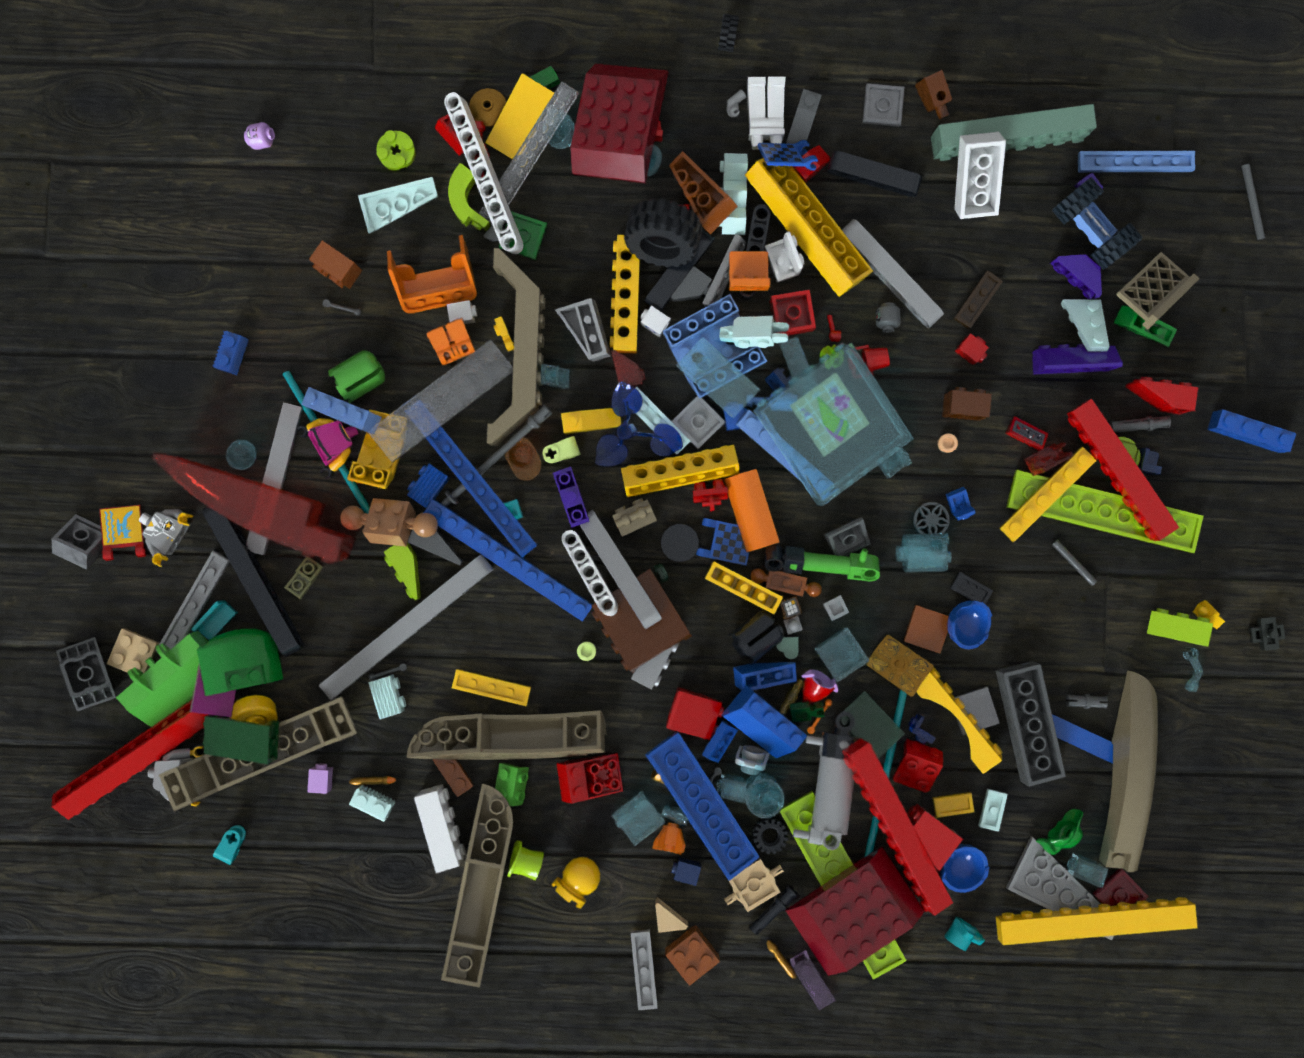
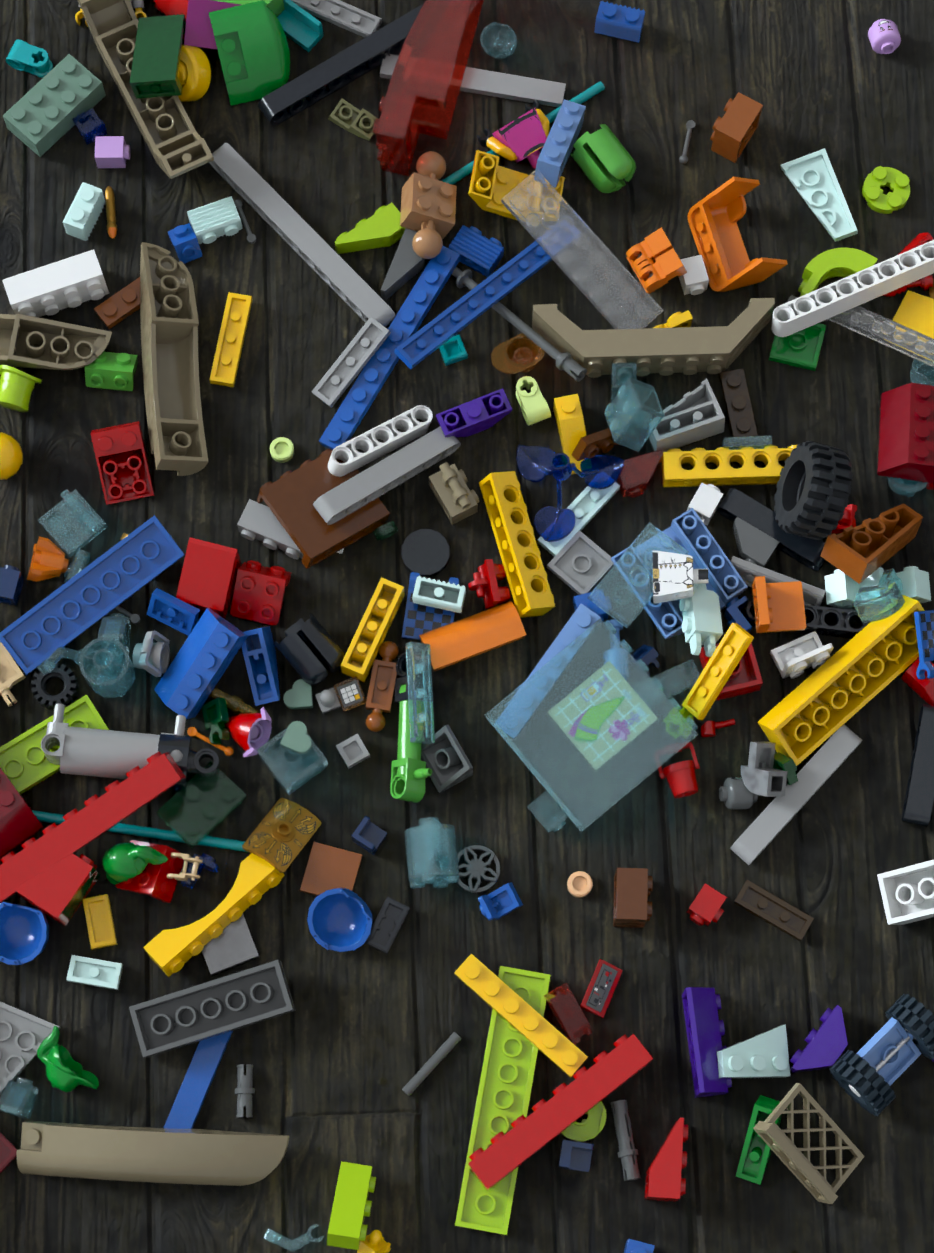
camera: 85 degrees right, 15 degrees down
(274, 825) = (52, 103): none -> sand green brick
(295, 796) = (89, 126): none -> clear blue bracket
(404, 721) = (185, 243): none -> blue bracket
(519, 592) = (351, 362): none -> light grey plate
(573, 287) = (738, 403): none -> dark brown plate
(583, 369) = (633, 414): none -> clear light blue brick
(593, 385) = (594, 444): none -> reddish brown plate
(608, 283) = (756, 442): none -> clear light blue tile
(704, 673) = (259, 592): none -> red bracket
(720, 534) = (439, 594): none -> light aqua brick
(726, 348) = (675, 576): none -> white torso
(751, 189) = (880, 600): none -> clear light blue brick
(753, 305) = (734, 615): none -> blue bracket
(757, 840) = (50, 663): none -> clear light blue arm
(800, 554) = (420, 693): none -> clear light blue tile
(801, 322) = (717, 671): none -> yellow tile
(832, 651) = (296, 738): none -> sand green tile
(874, 280) = (787, 764): none -> dark green plate
(881, 298) = (759, 773): none -> flat silver brick
(903, 599) = (369, 836): none -> dark blue panel
(916, 782) = (129, 860): none -> green hair
(917, 738) = (183, 876): none -> tan piece

